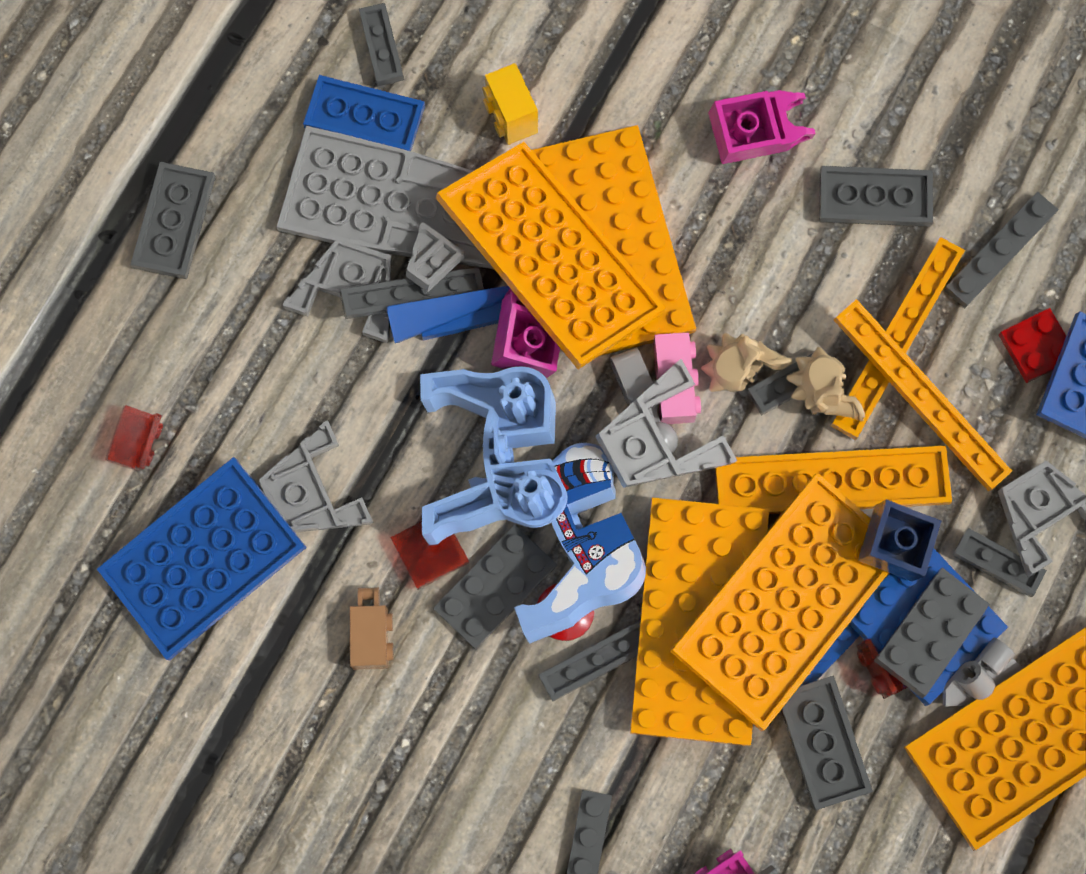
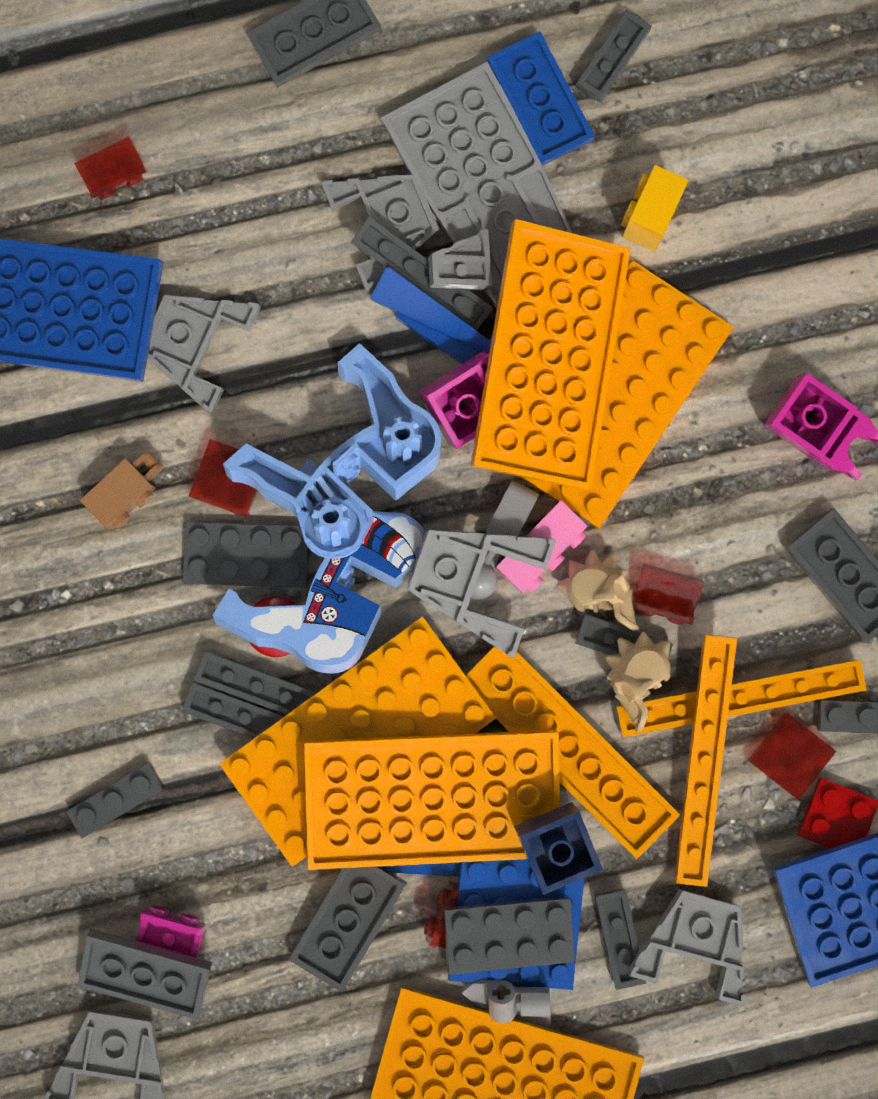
camera: 50 degrees right, 10 degrees up
(597, 696) = (228, 711): none -> dark grey plate
(783, 323) = (667, 594): none -> clear red bracket
(968, 339) = (791, 756): none -> clear red plate

